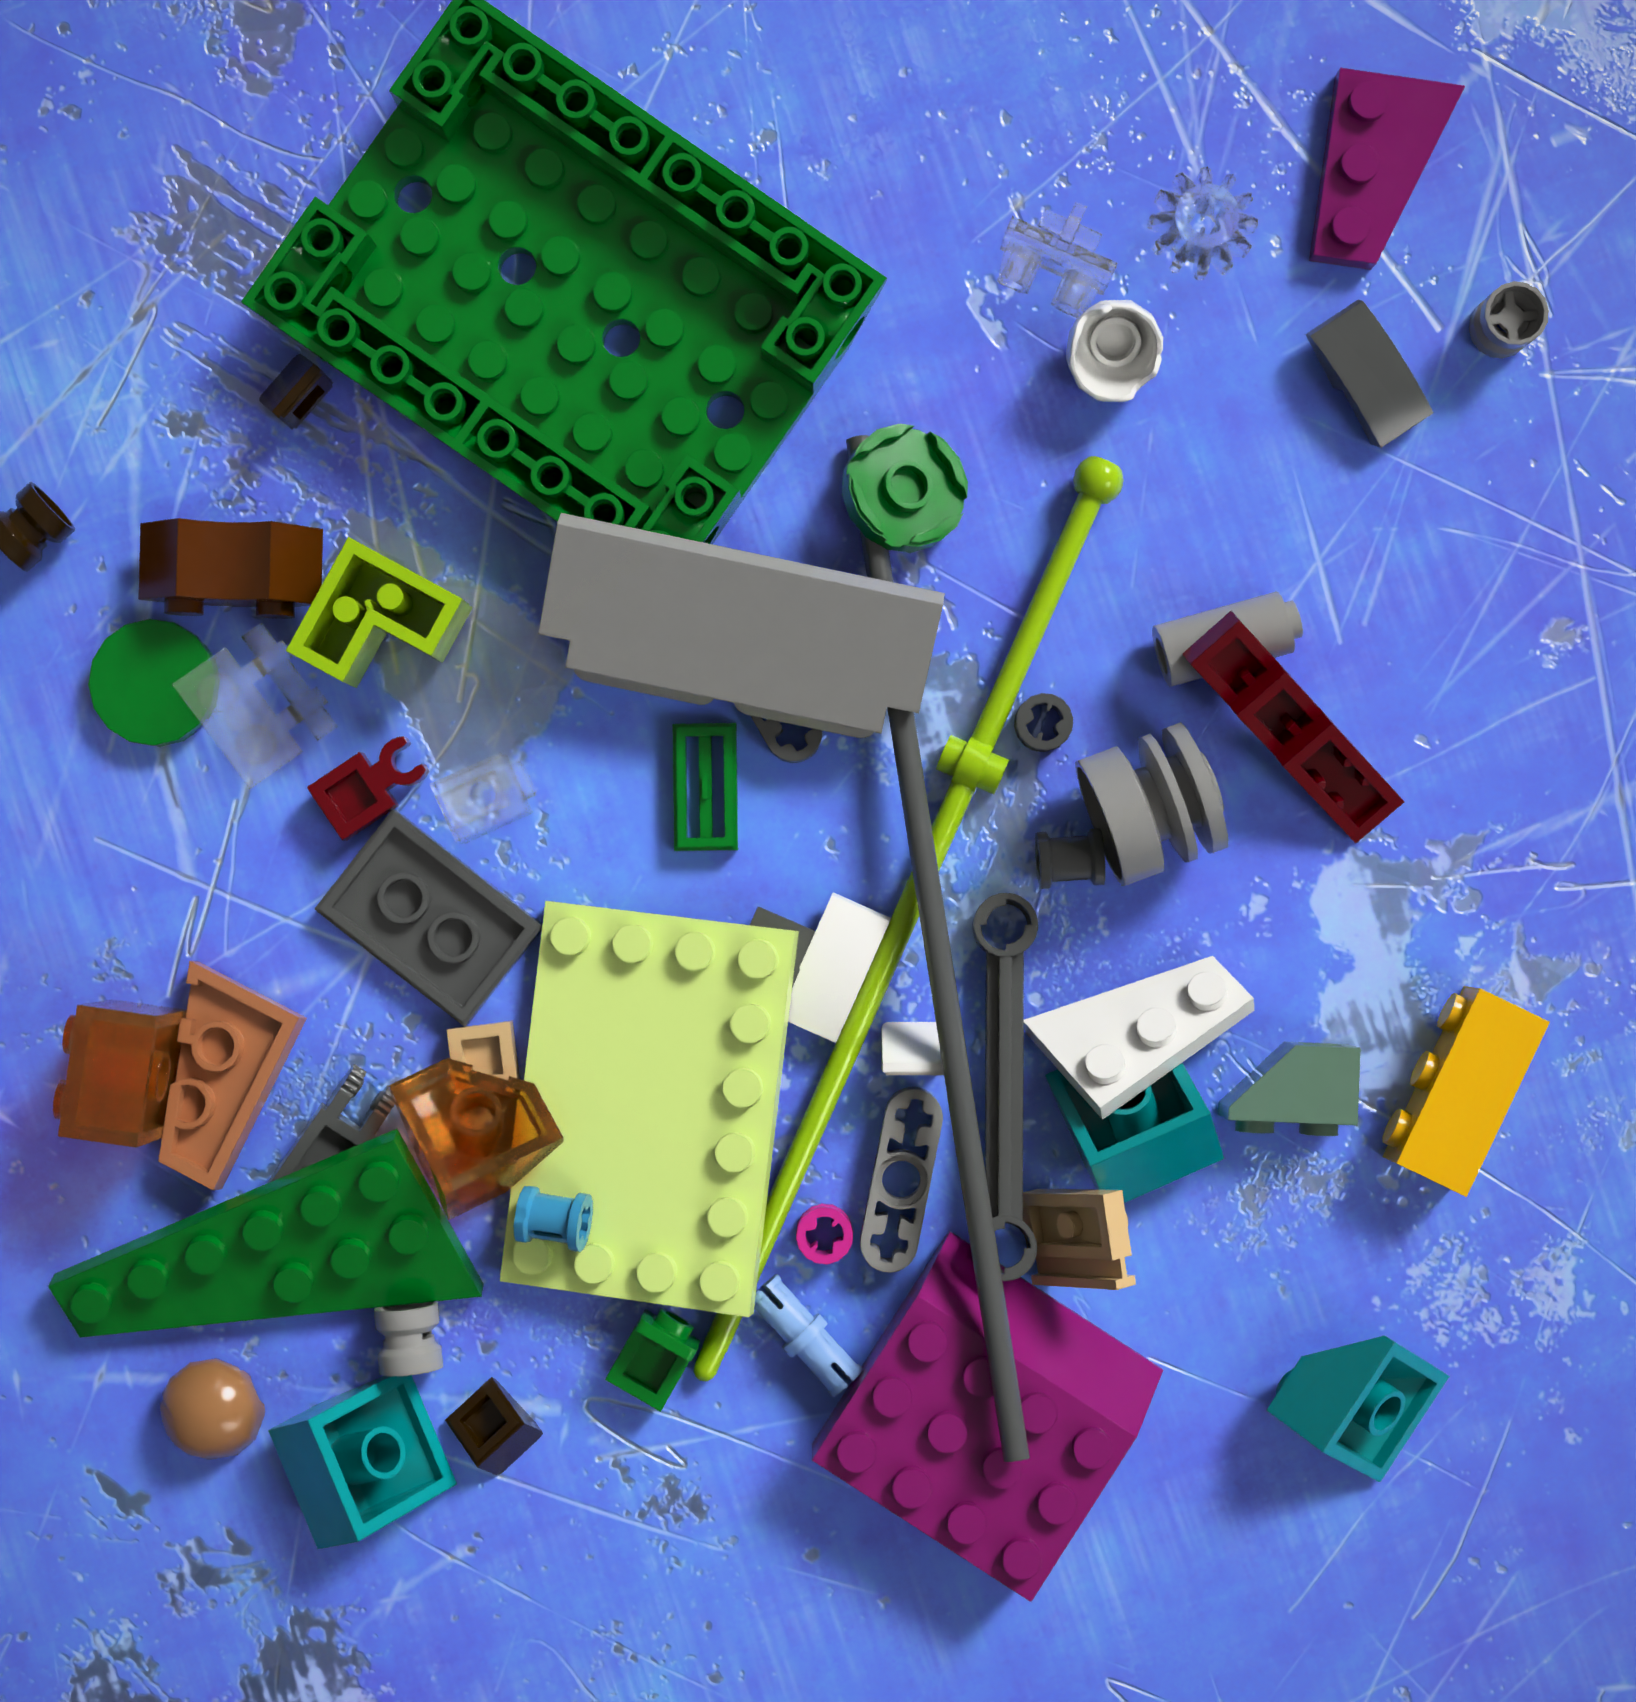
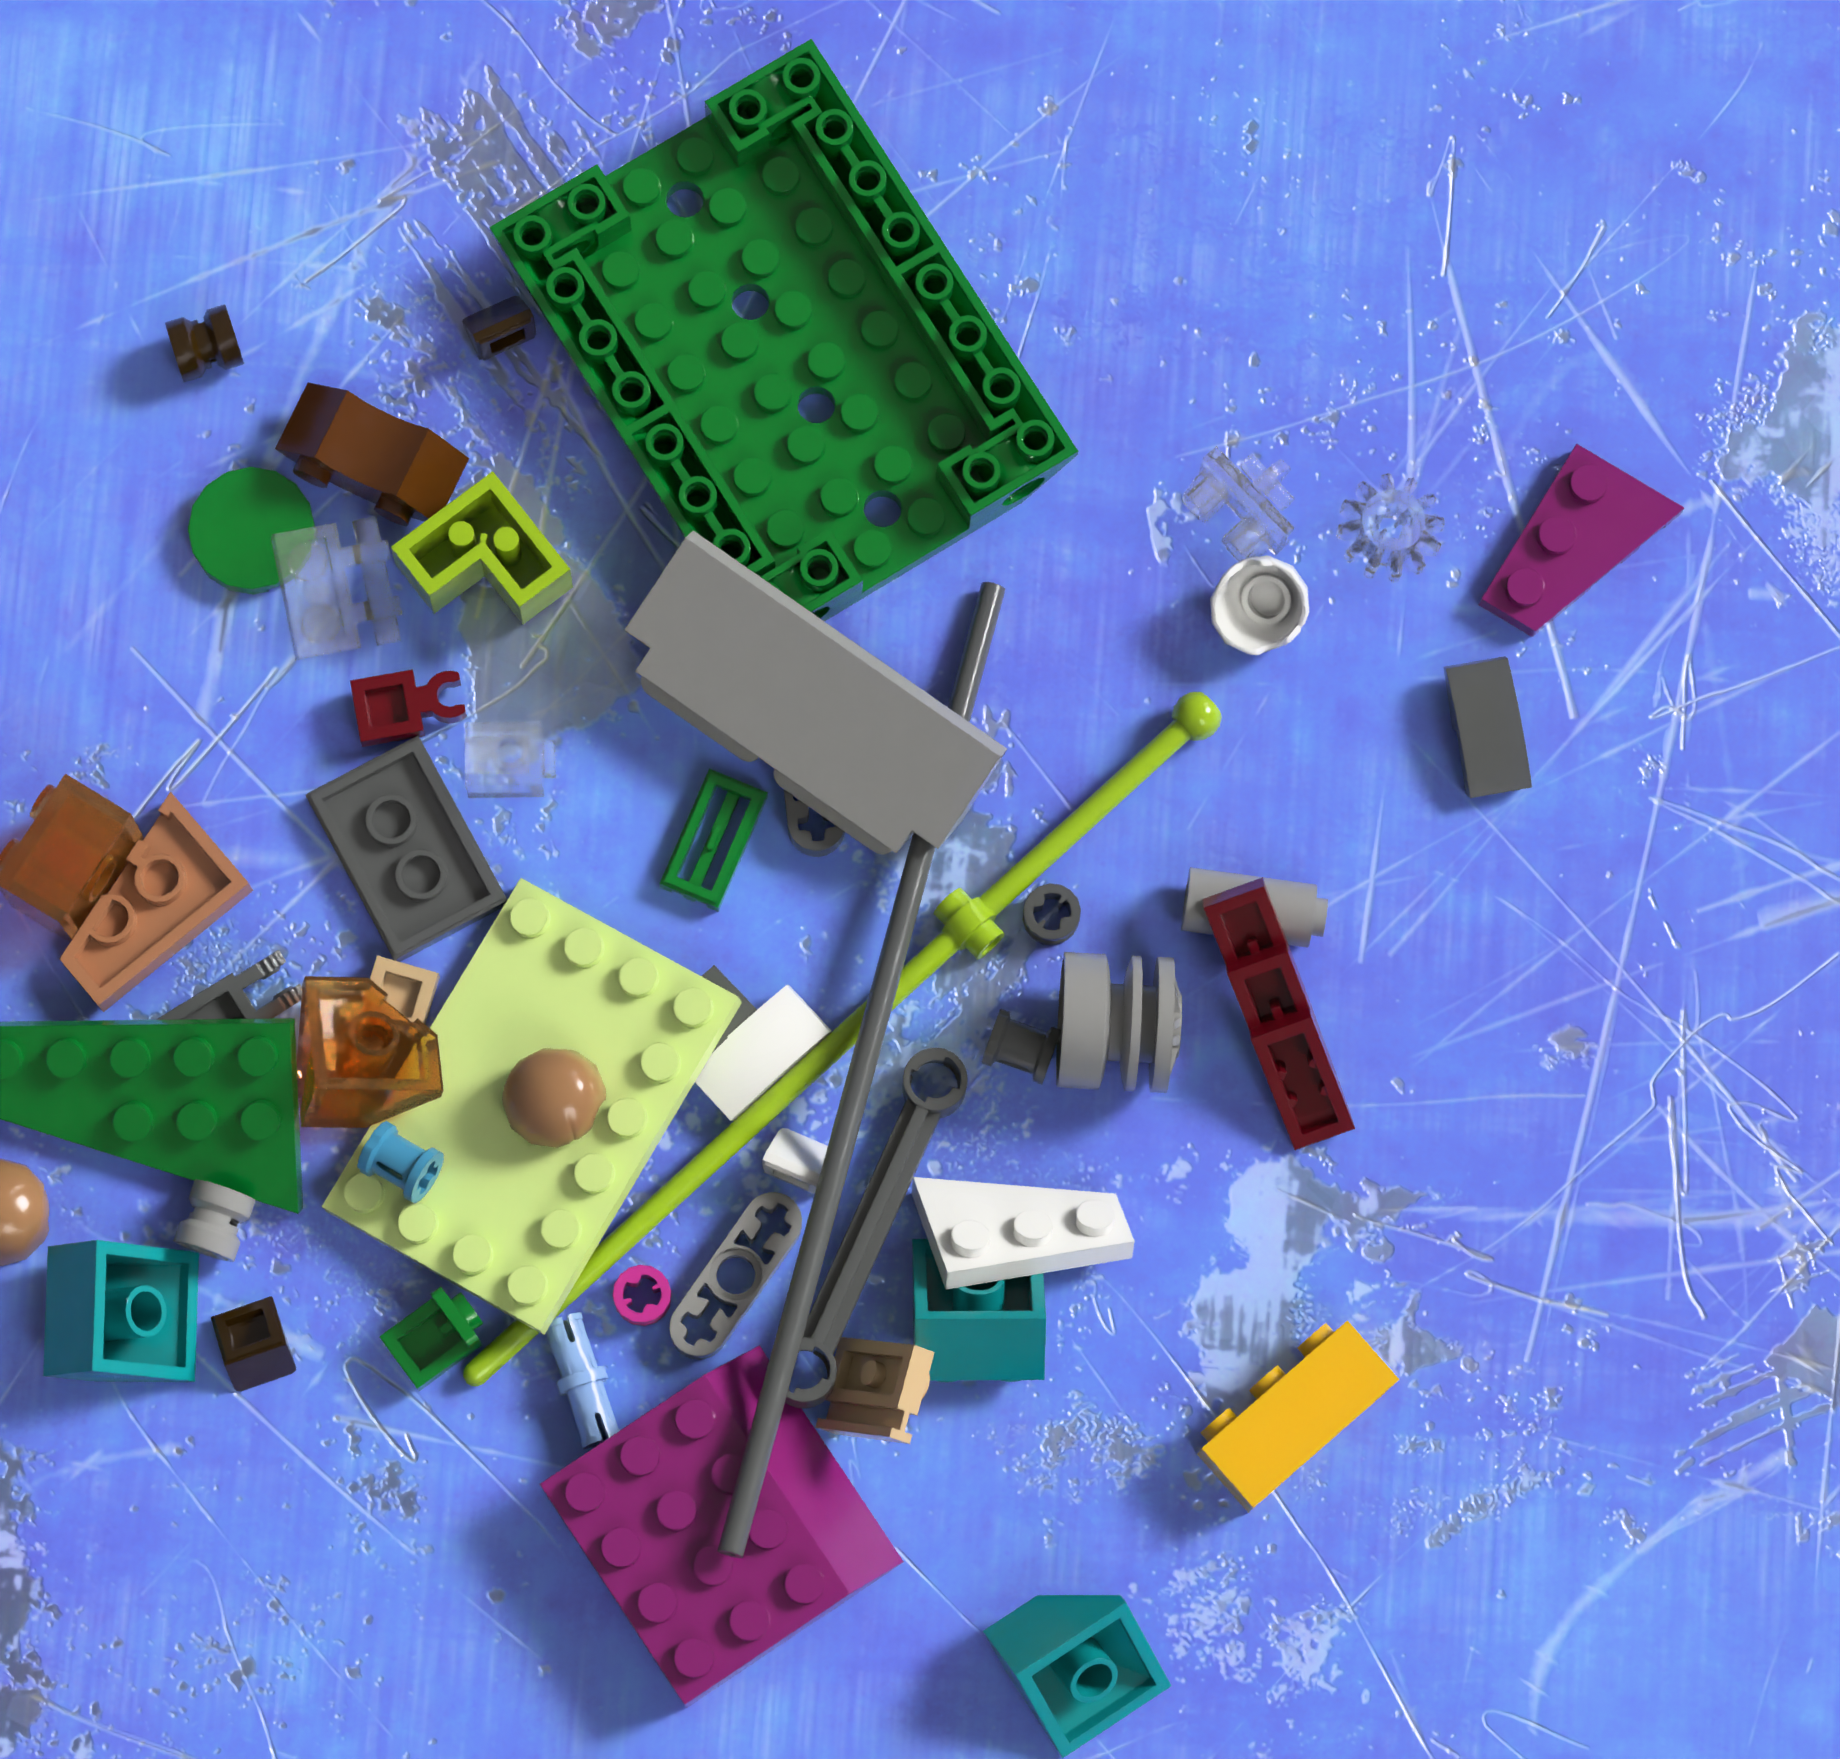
camera: 15 degrees right, 10 degrees down
(666, 1097) = (553, 1097): none -> medium nougat hair
(904, 488) = (1015, 647): green tile -> none
(1298, 1085) = (1143, 1345): sand green slope -> none
(1521, 314) = (1640, 721): light grey wheel -> none

